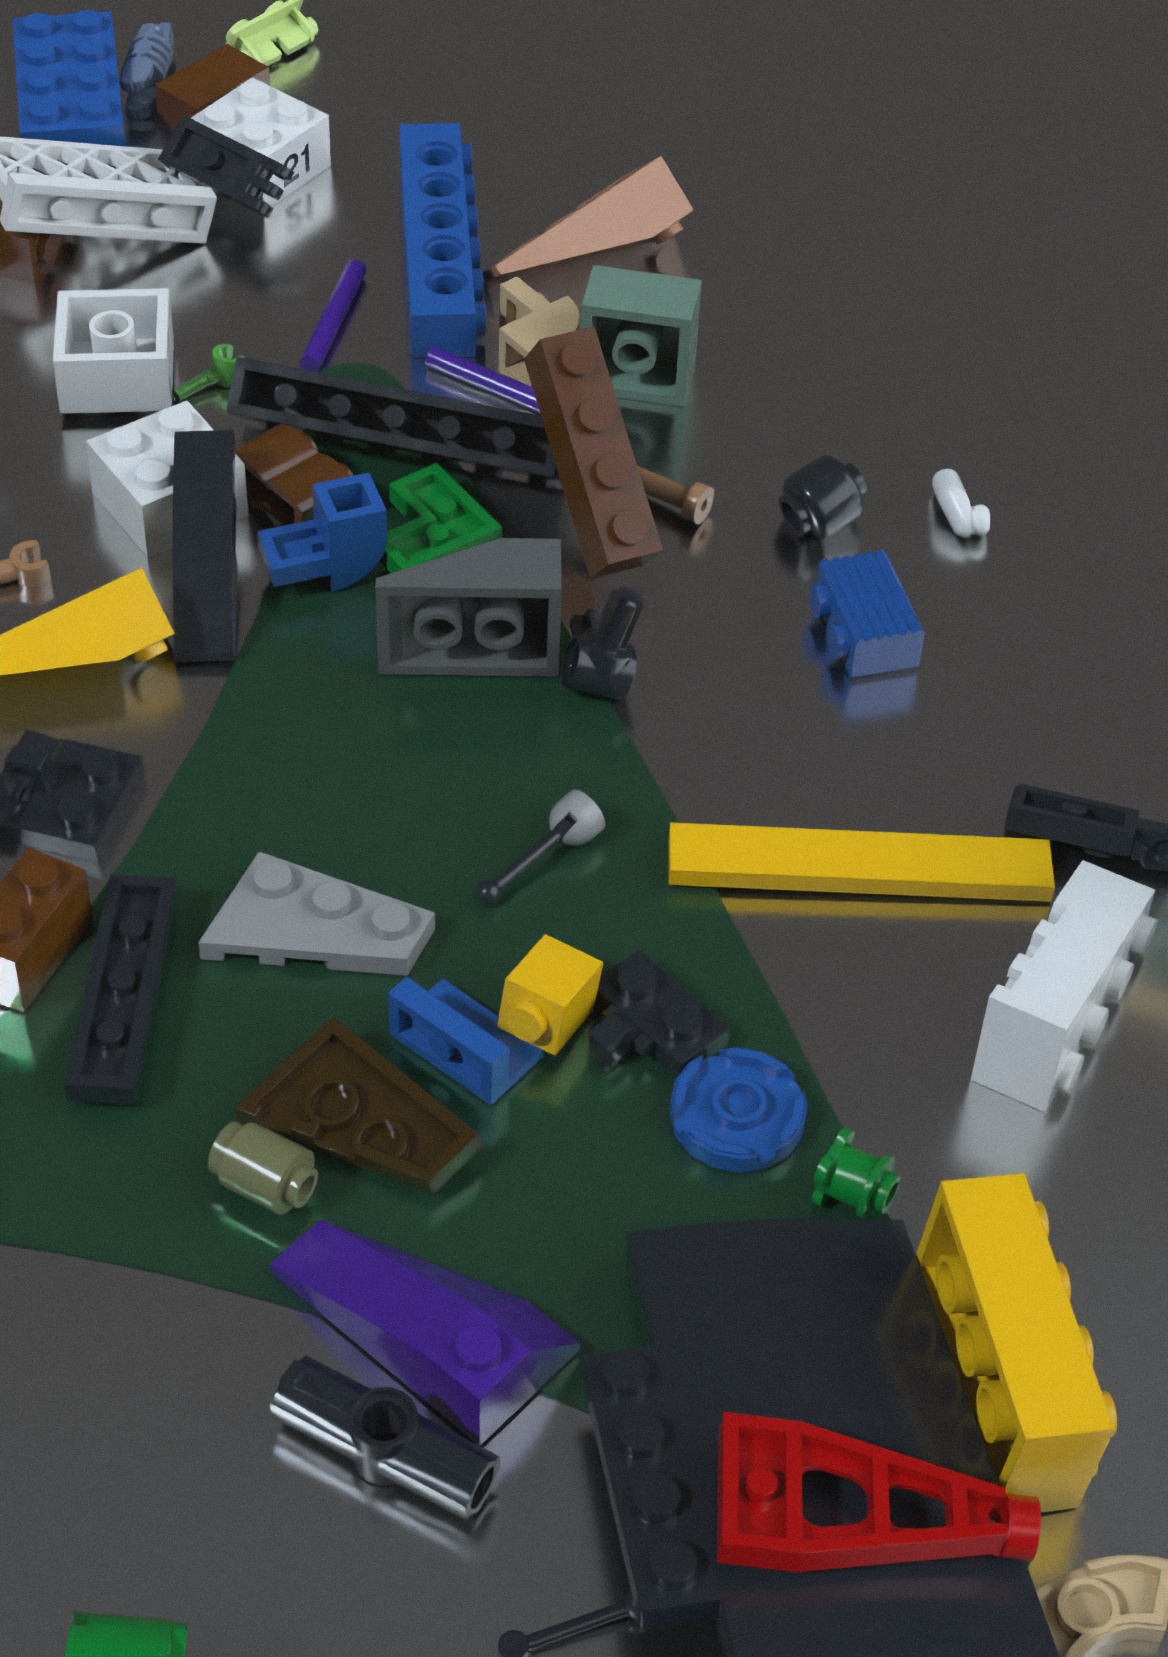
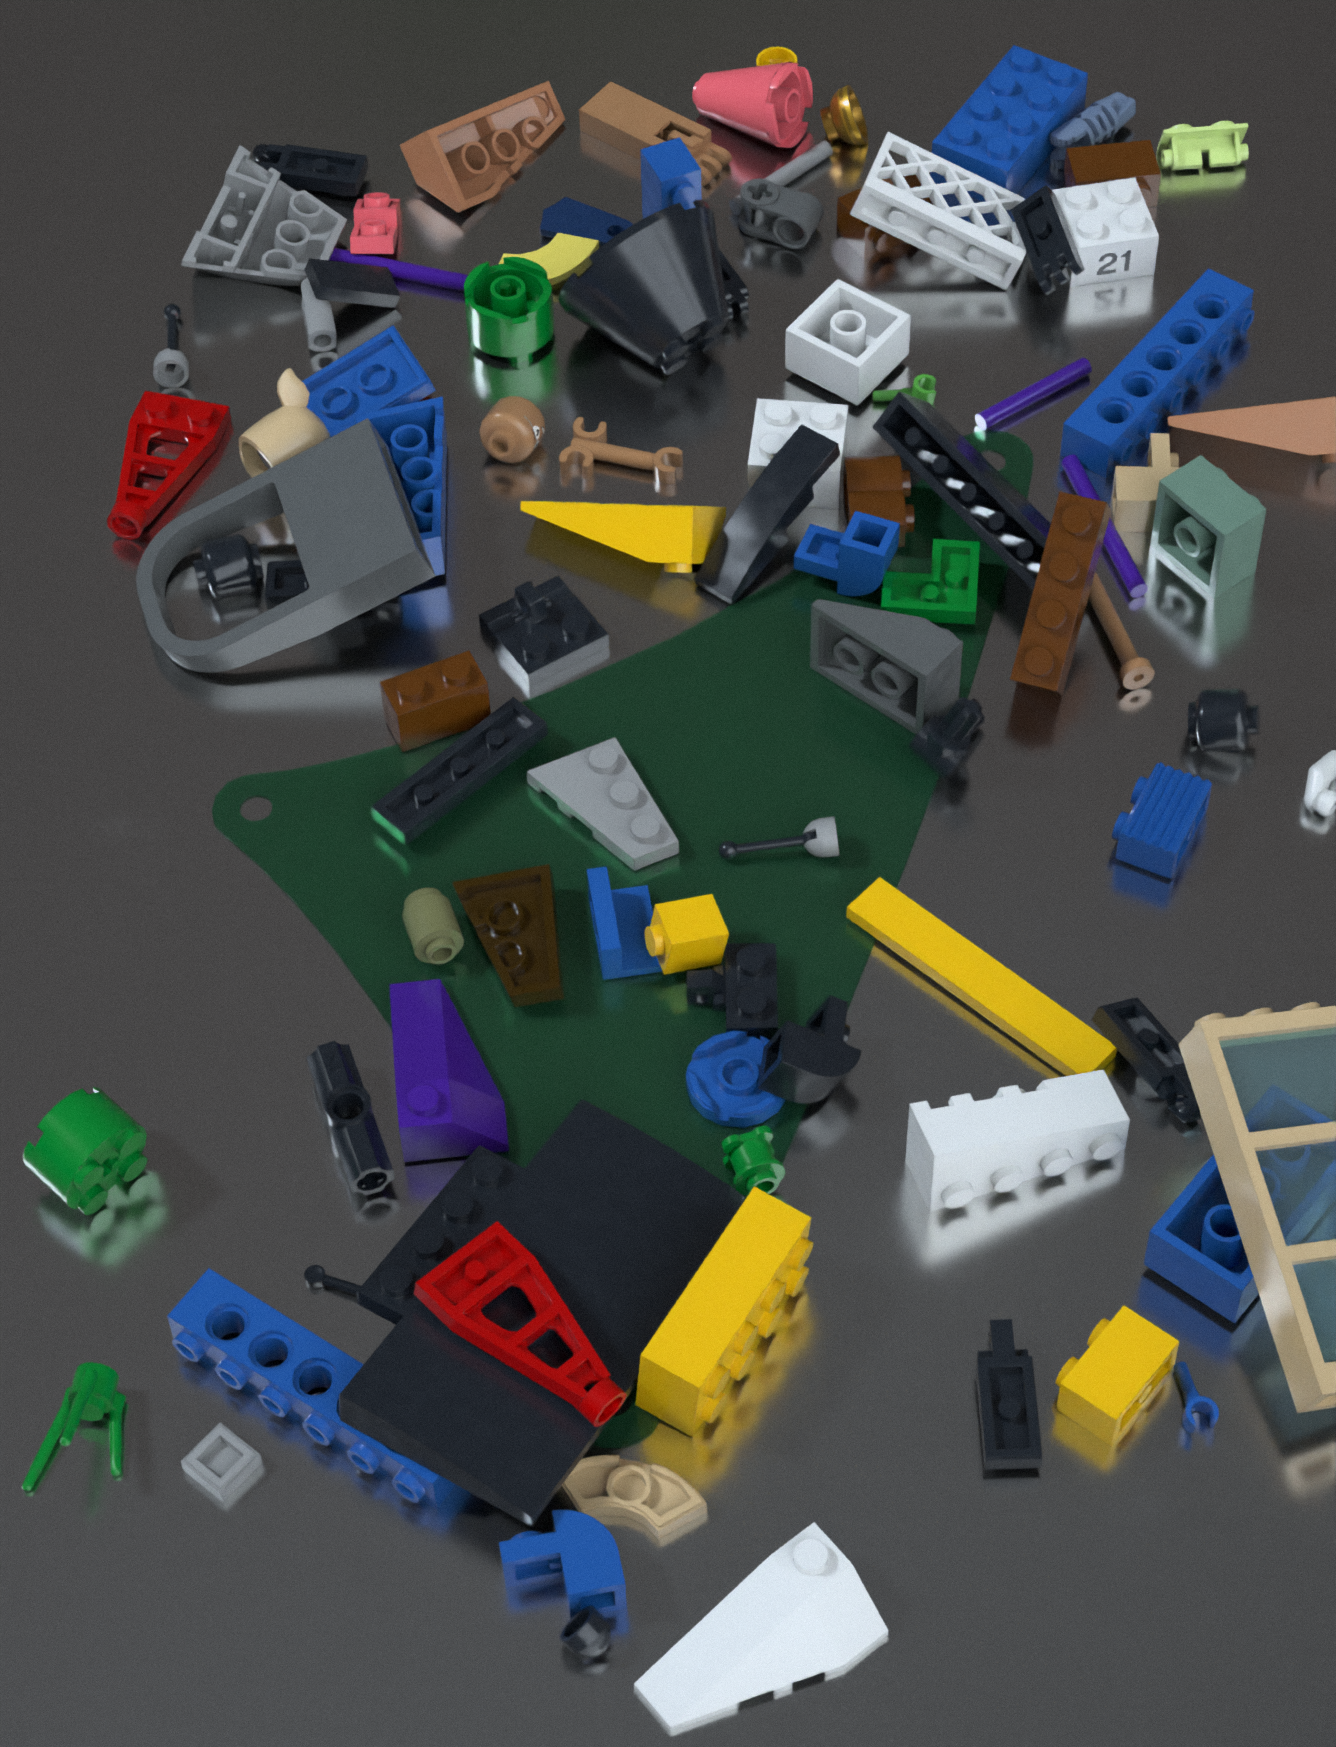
camera: 45 degrees right, 5 degrees up
(801, 1028) = (809, 1060): none -> black brick

